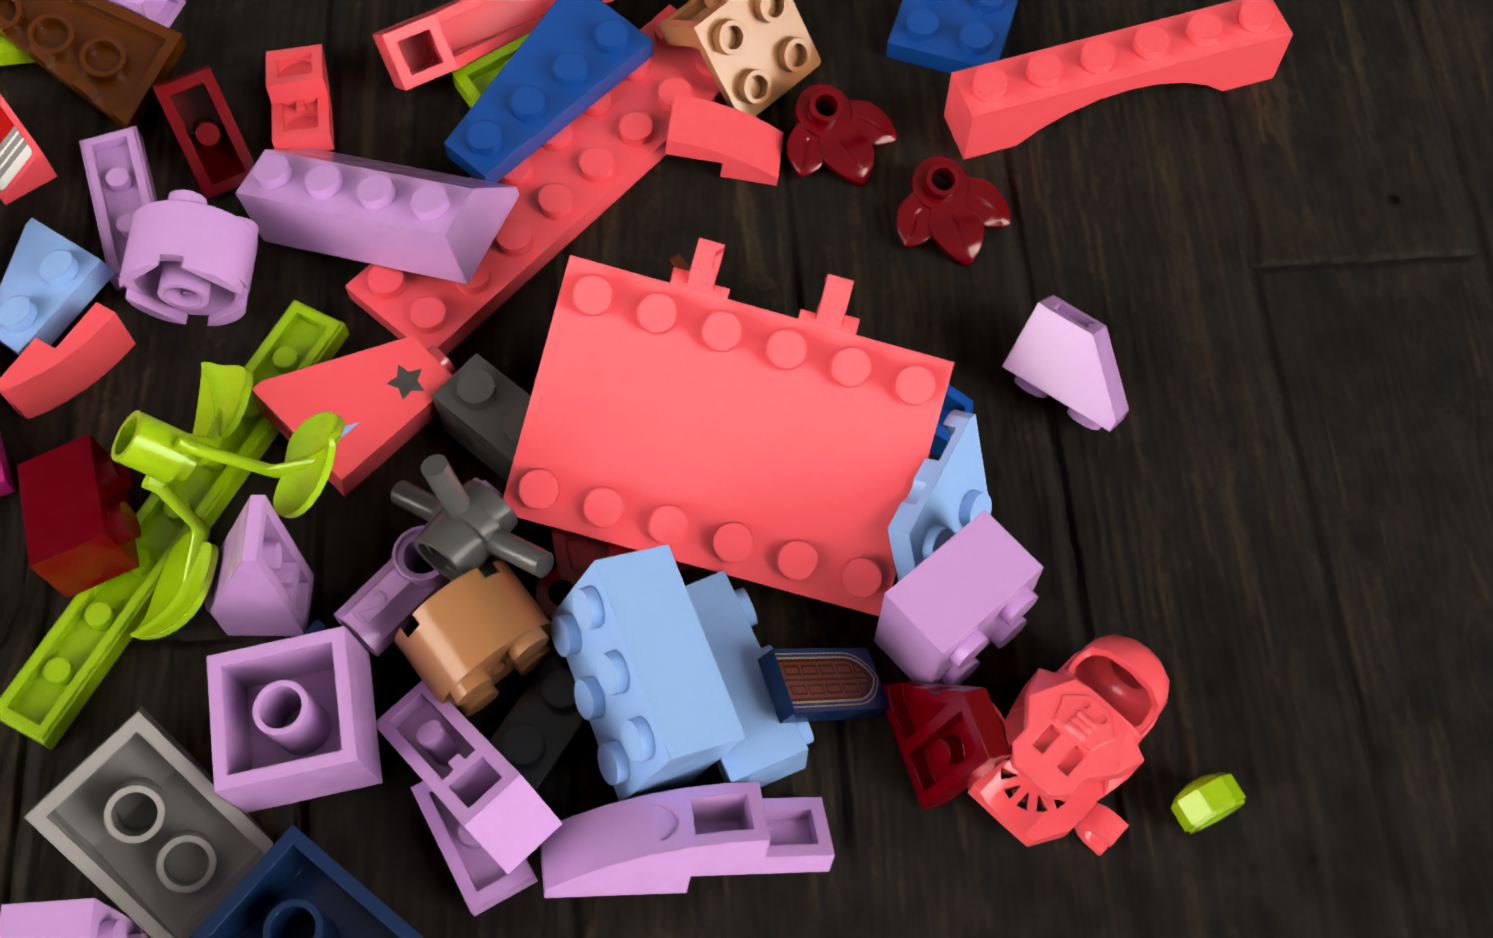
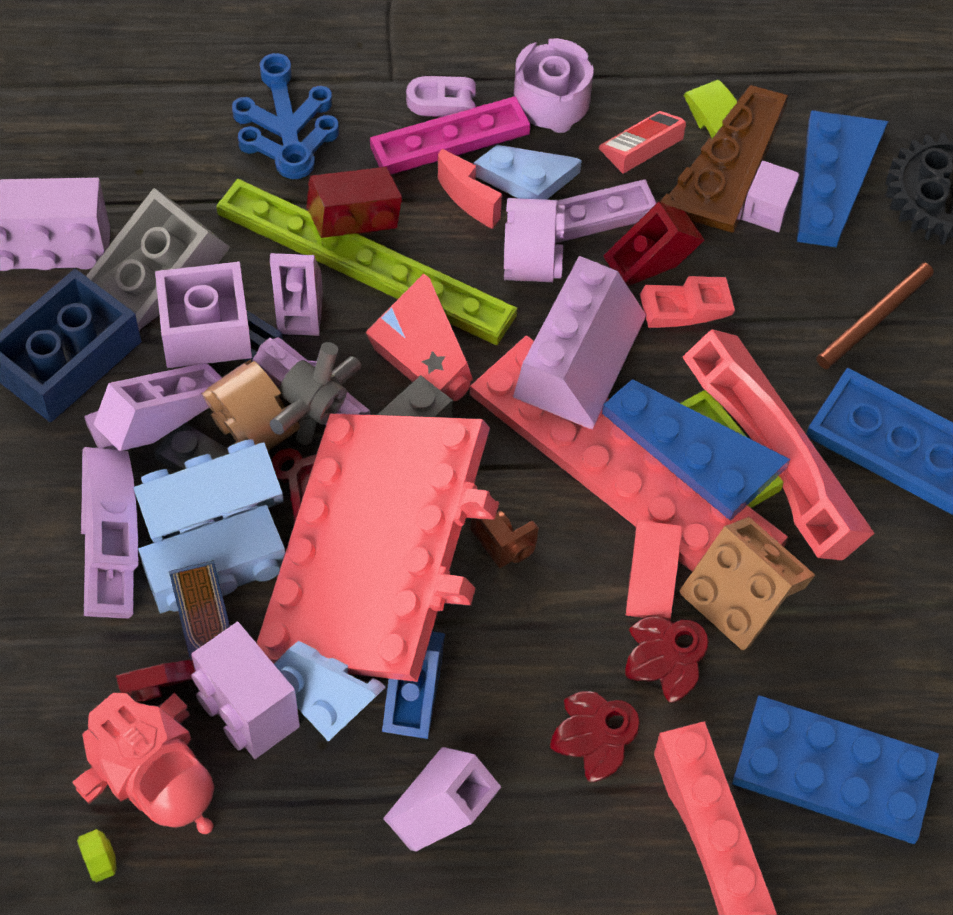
camera: 90 degrees right, 5 degrees down
(172, 454) = (362, 221): lime plant -> none

